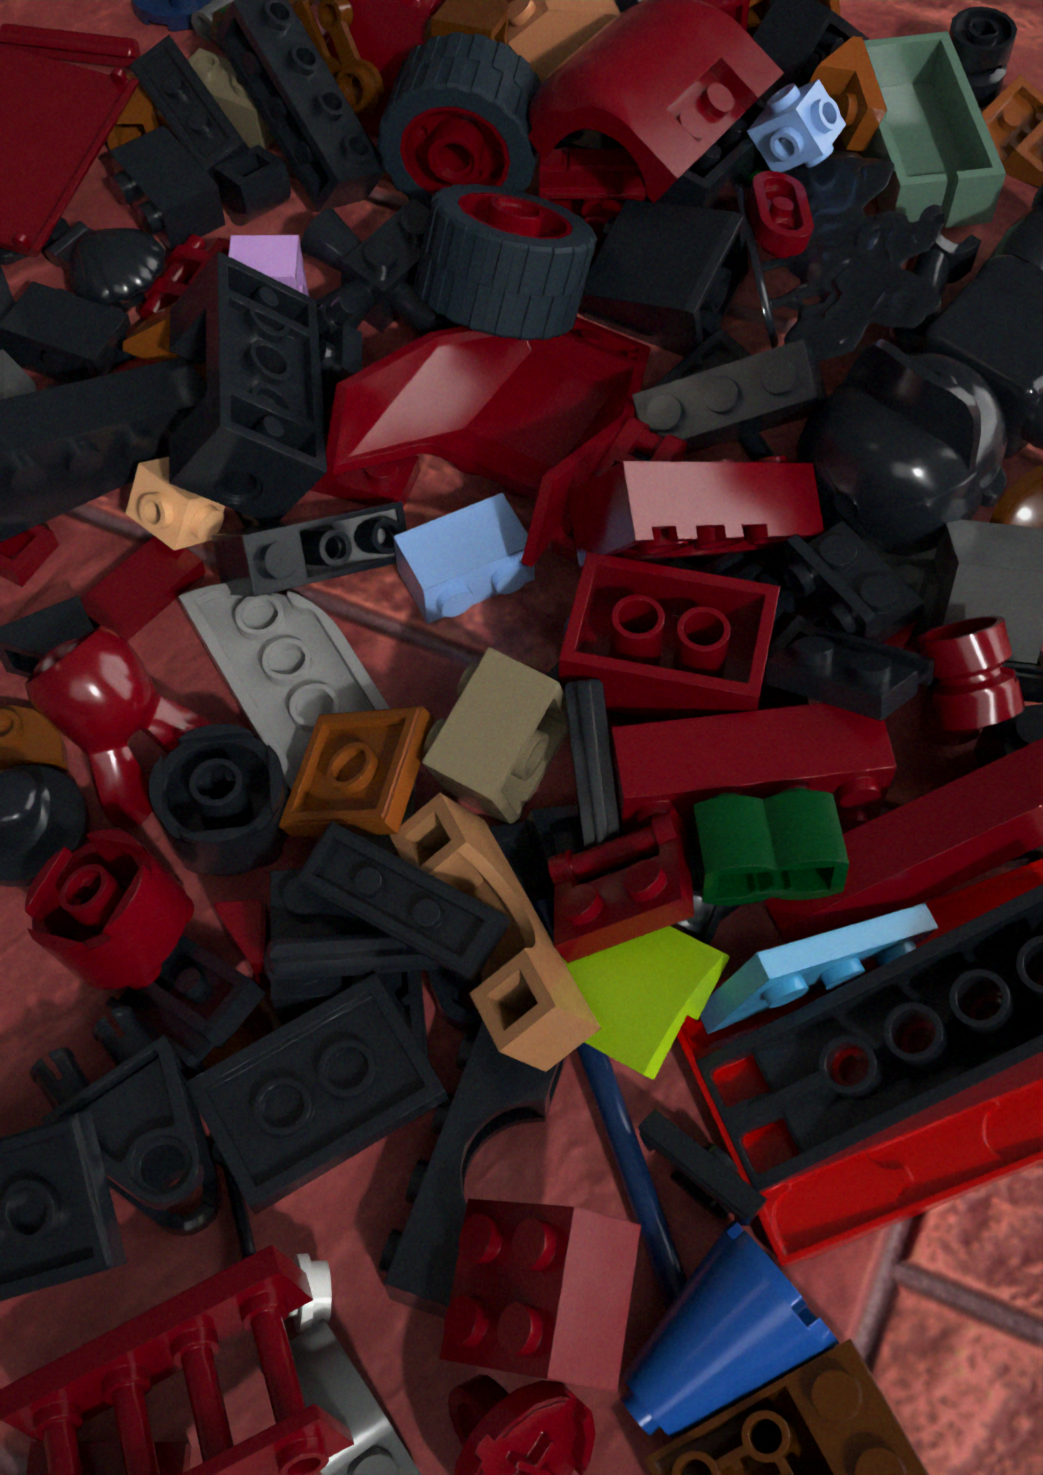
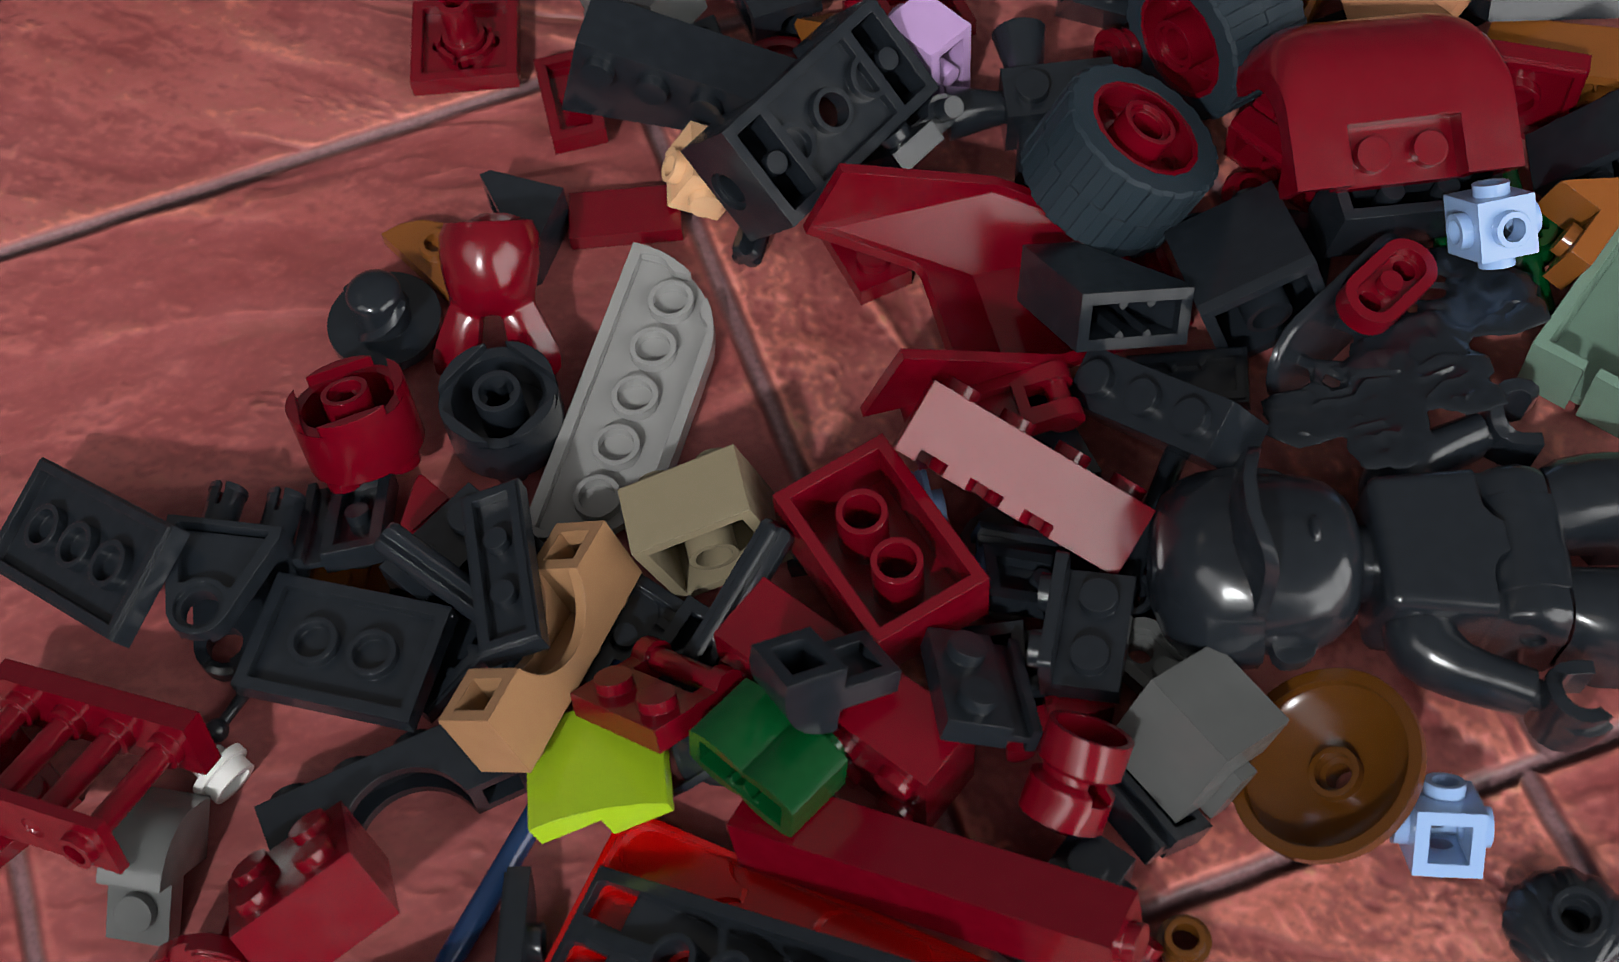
camera: 50 degrees right, 0 degrees up
(308, 549) = (755, 280): black slope -> none
(358, 772) = (590, 463): dark orange plate -> none
(389, 195) = (1120, 45): none -> dark red plate
(463, 558) = (837, 369): light blue brick -> none
(597, 361) = (1102, 299): none -> black slope
(761, 745) = (819, 678): none -> black brick
(815, 963) = (735, 876): dark azure wing -> none

